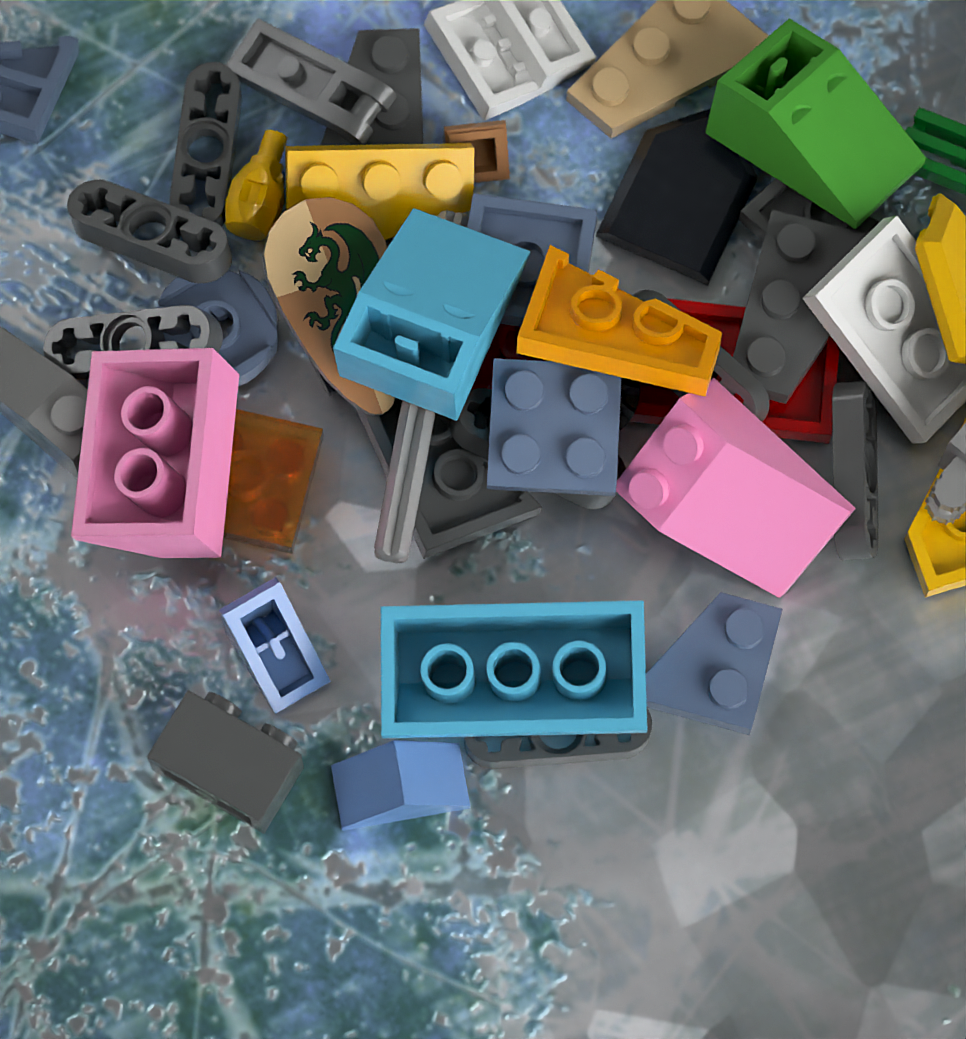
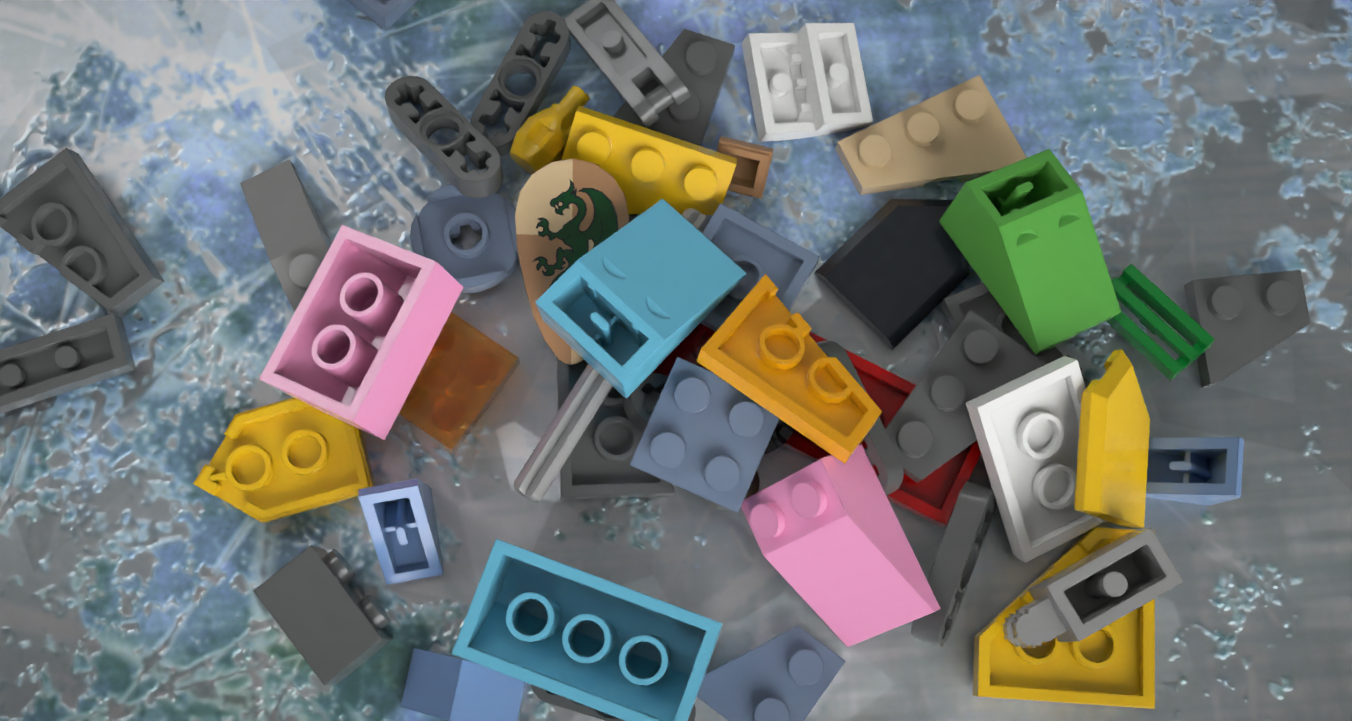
camera: 20 degrees right, 5 degrees up
(109, 329) = (412, 219): dark grey beam -> none
(118, 625) = (287, 461): none -> yellow tile

